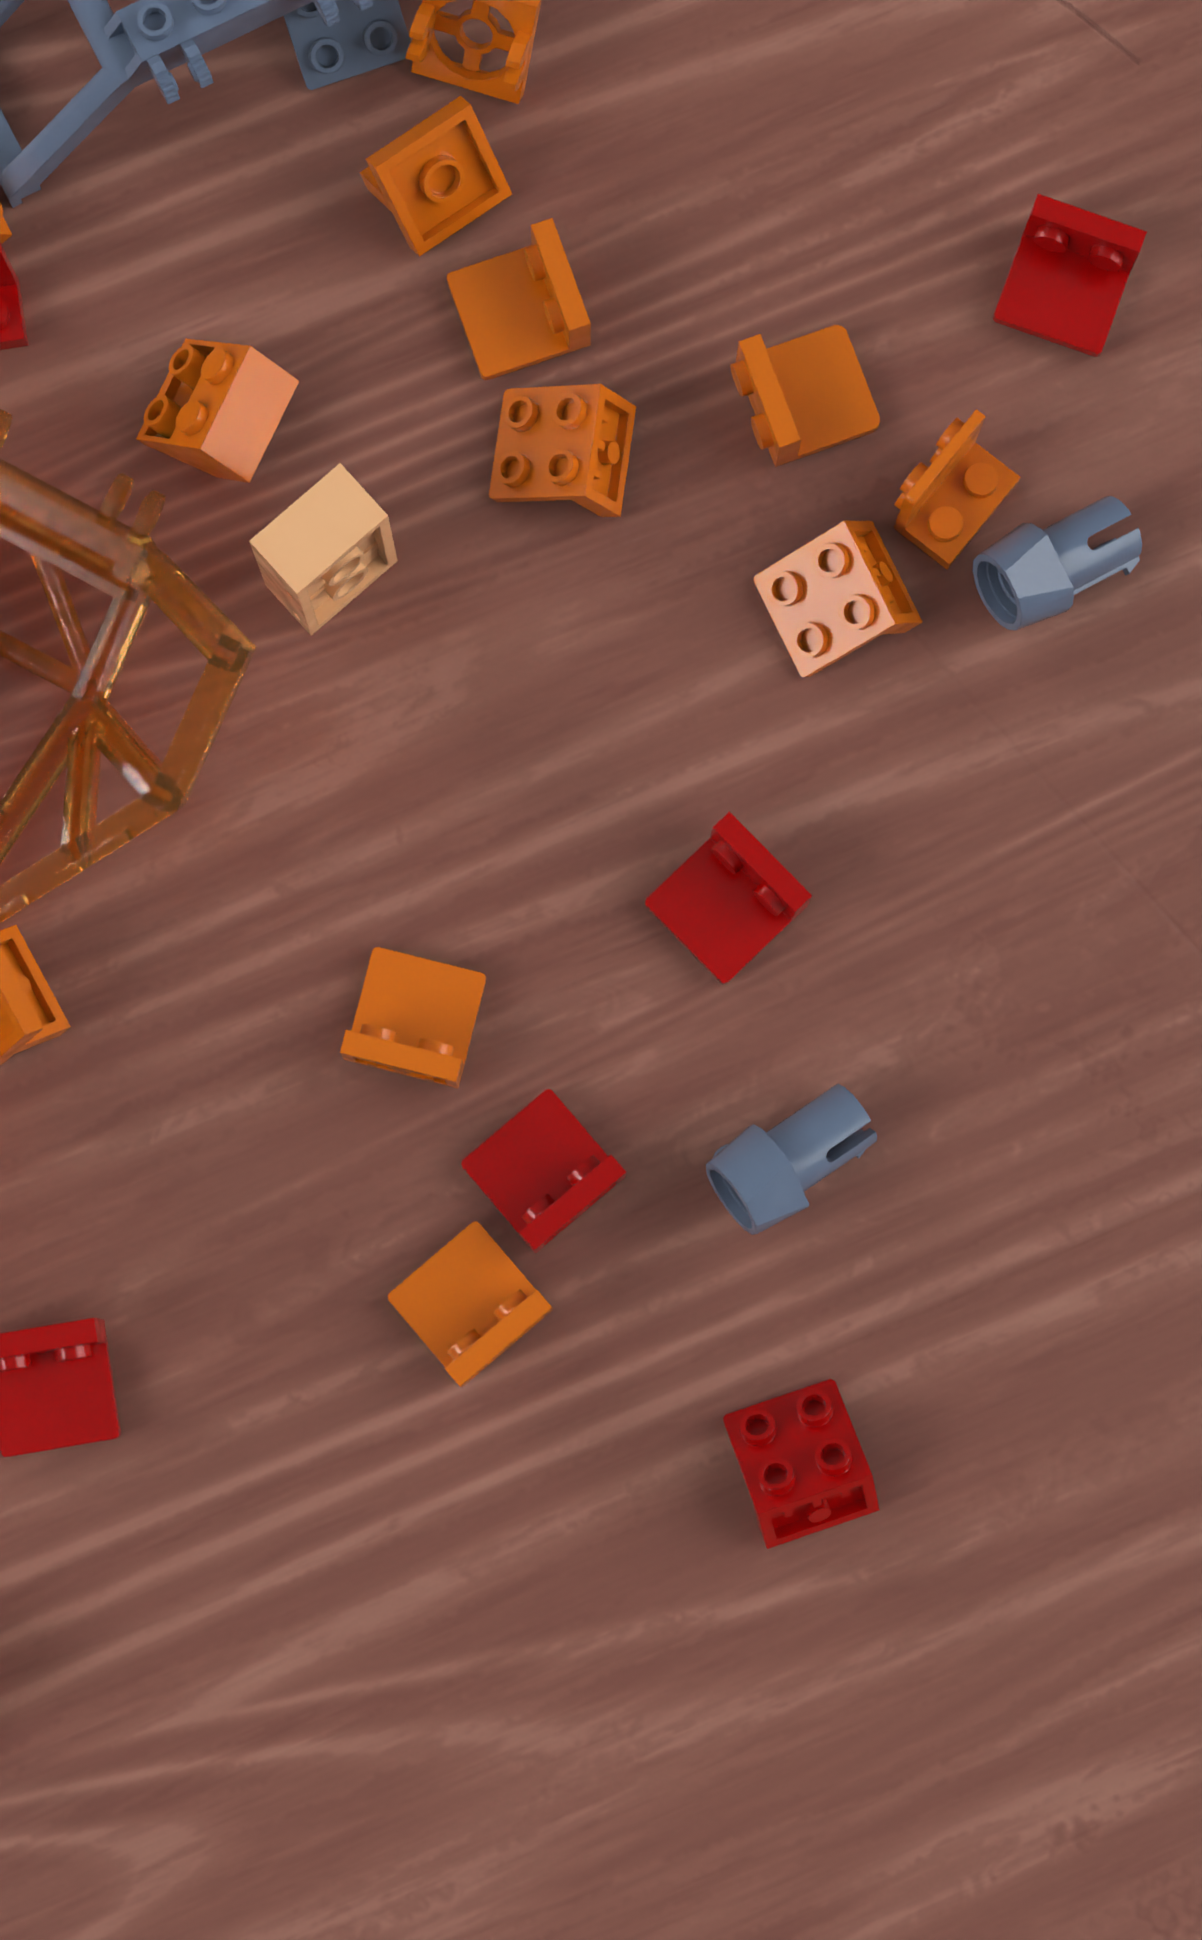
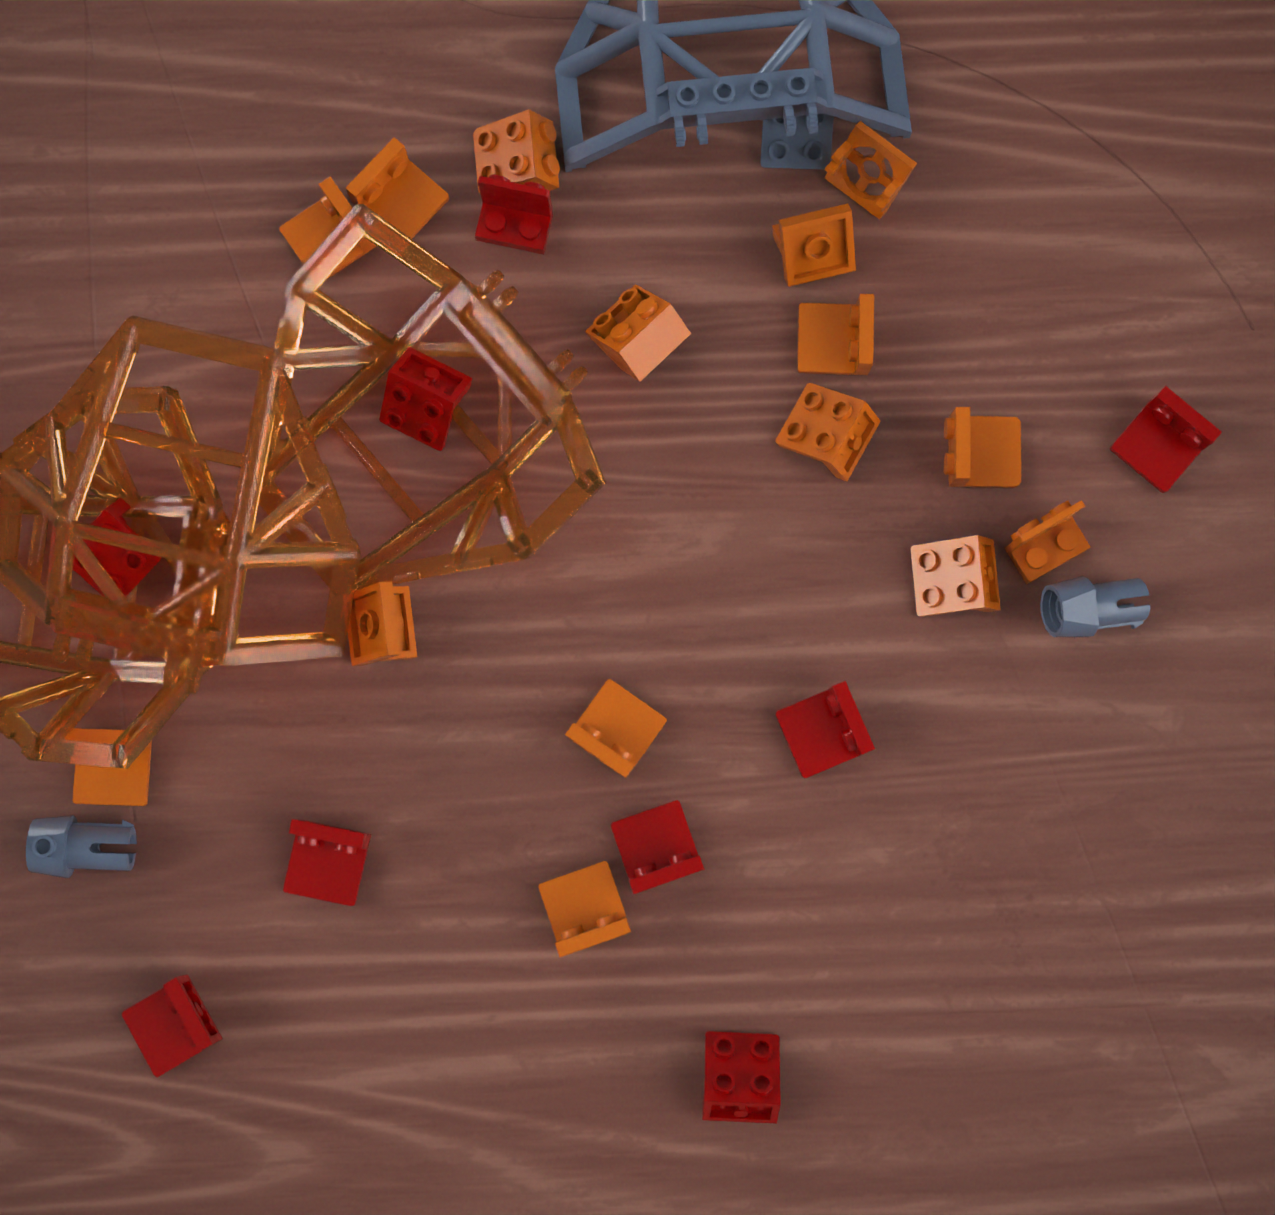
camera: 25 degrees right, 0 degrees up
(325, 549) = (668, 437): light nougat piece -> none
(766, 1173) = (787, 900): sand blue piece -> none

